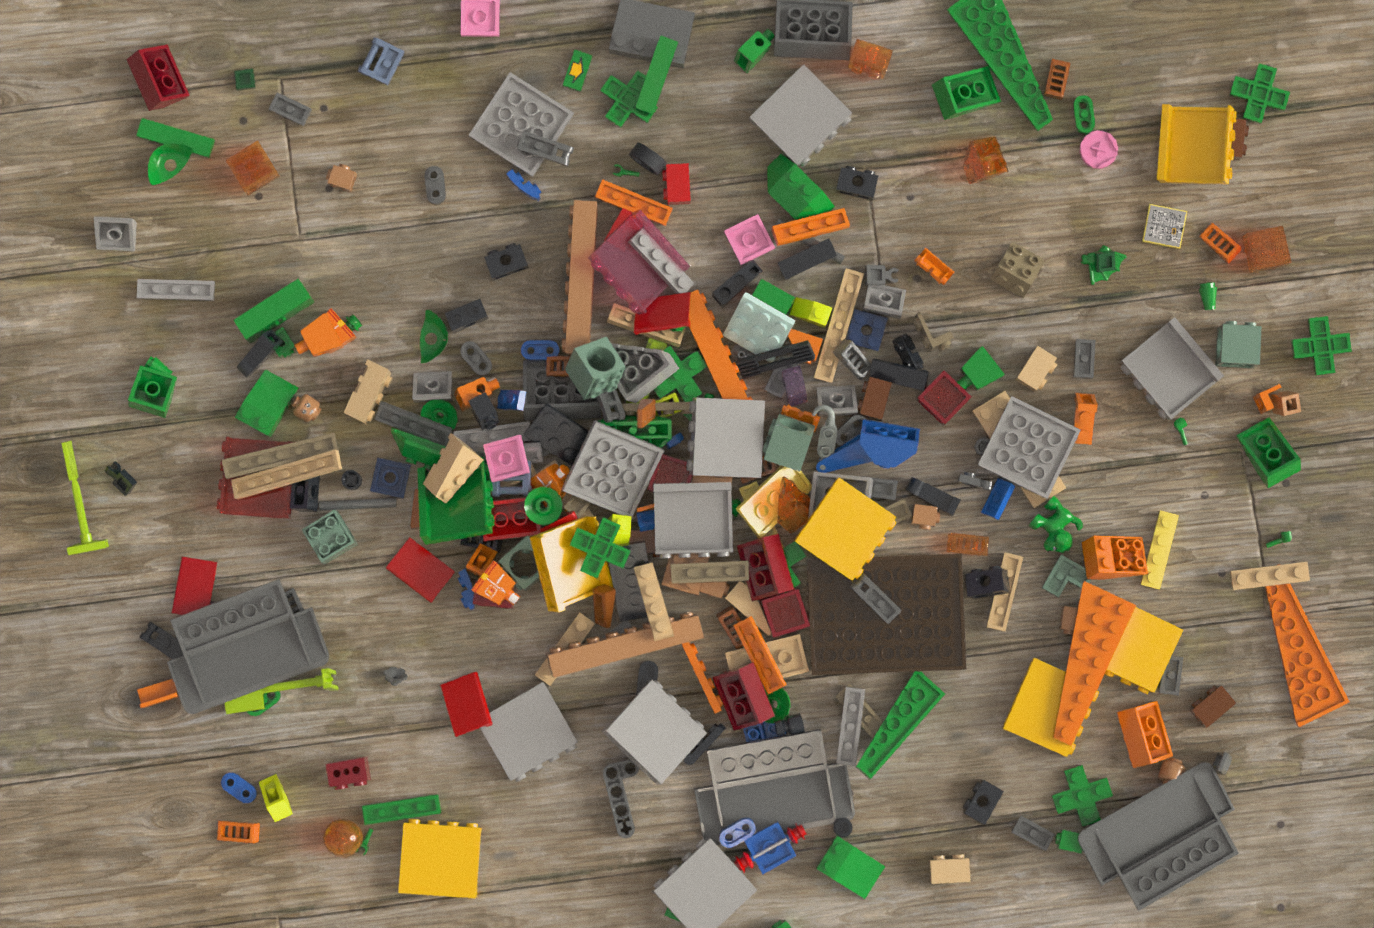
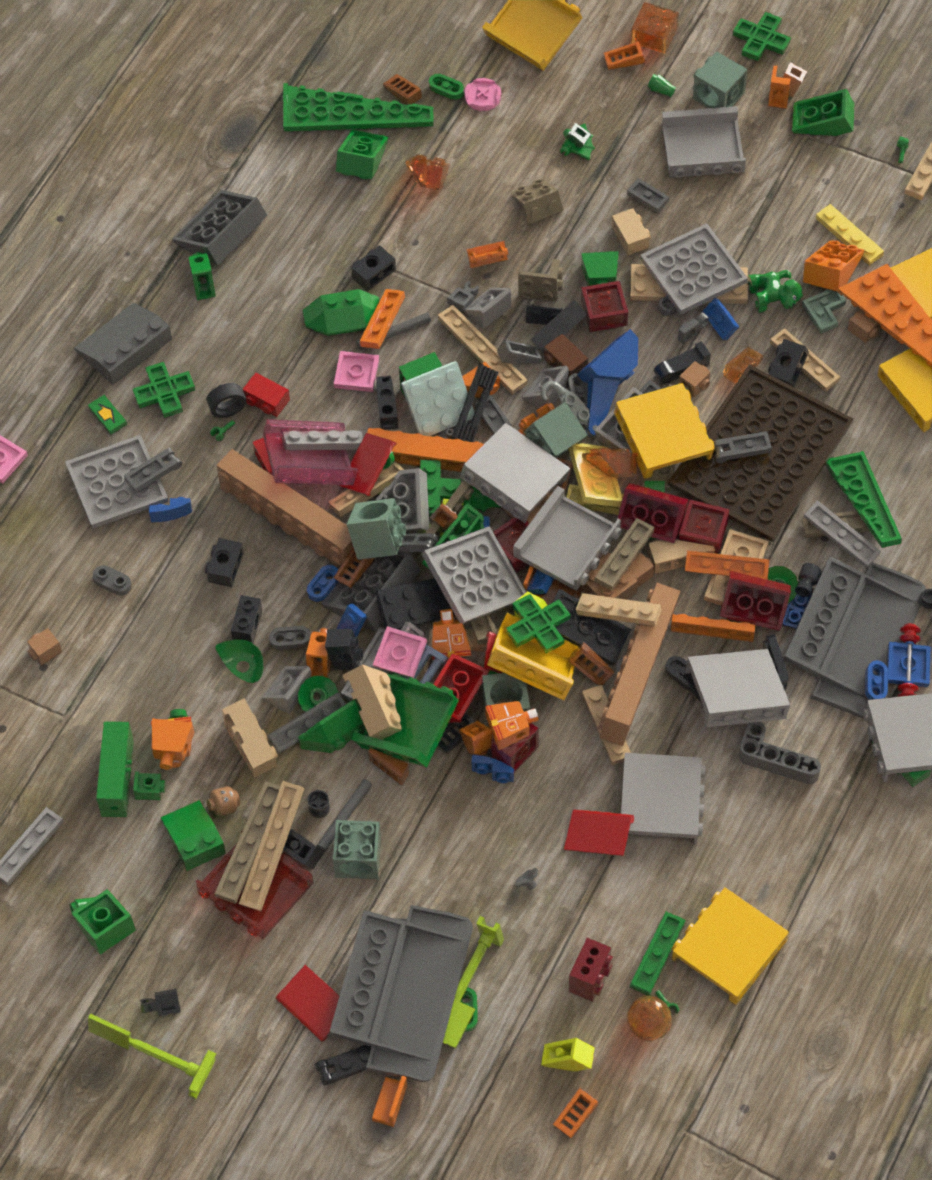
camera: 55 degrees left, 25 degrees down
(239, 787) = (534, 1085): blue plate -> none
(259, 353) = (143, 806): black leg -> none
(396, 488) = (341, 783): dark blue piece -> none
(420, 570) = (444, 800): red piece -> none
(543, 515) = (467, 641): green dish -> none
(633, 202) = (242, 442): orange plate -> none
(656, 74) = (162, 348): green tile -> none
(725, 613) = (678, 584): dark orange slope -> none
(794, 385) = (507, 404): clear purple slope -> none
(801, 116) = (283, 272): light grey panel -> none
(807, 258) = (407, 337): black tile -> none
(811, 311) = (460, 352): neon yellow slope -> none
(870, 59) = (279, 196): clear orange brick -> none
(875, 322) = (502, 323): dark blue piece -> none
(1084, 417) = (695, 216): orange bracket -> none
(1164, 226) = (581, 85): light grey tile -> none
(1179, 424) = (753, 164): green hand -> none

